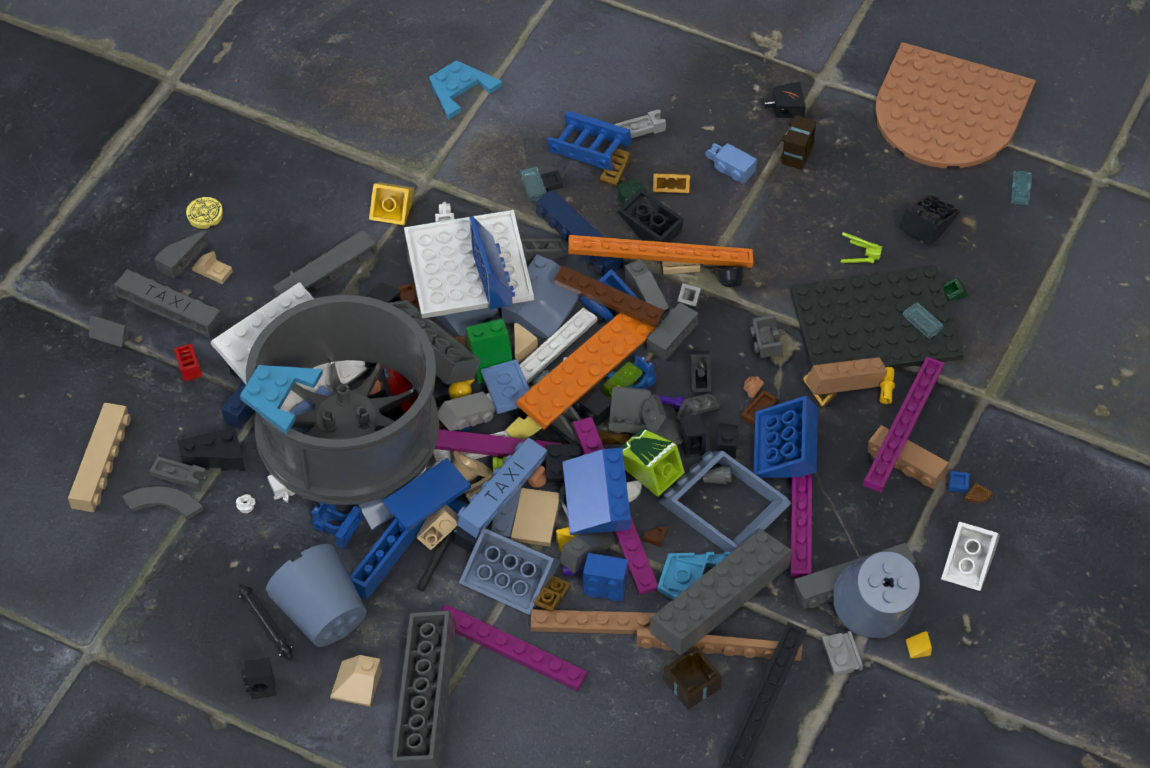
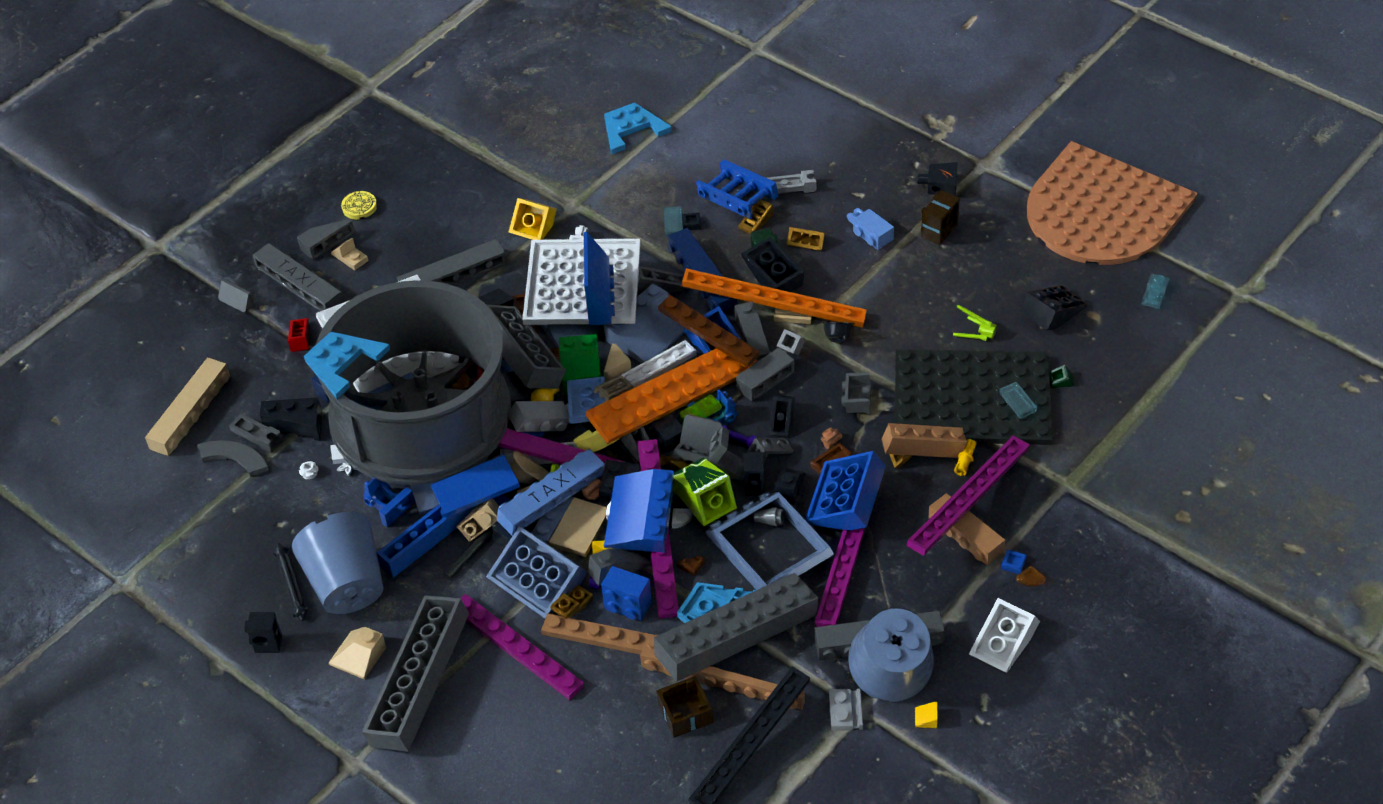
camera: 15 degrees right, 5 degrees down
(526, 377) = (615, 390): none -> dark tan tile

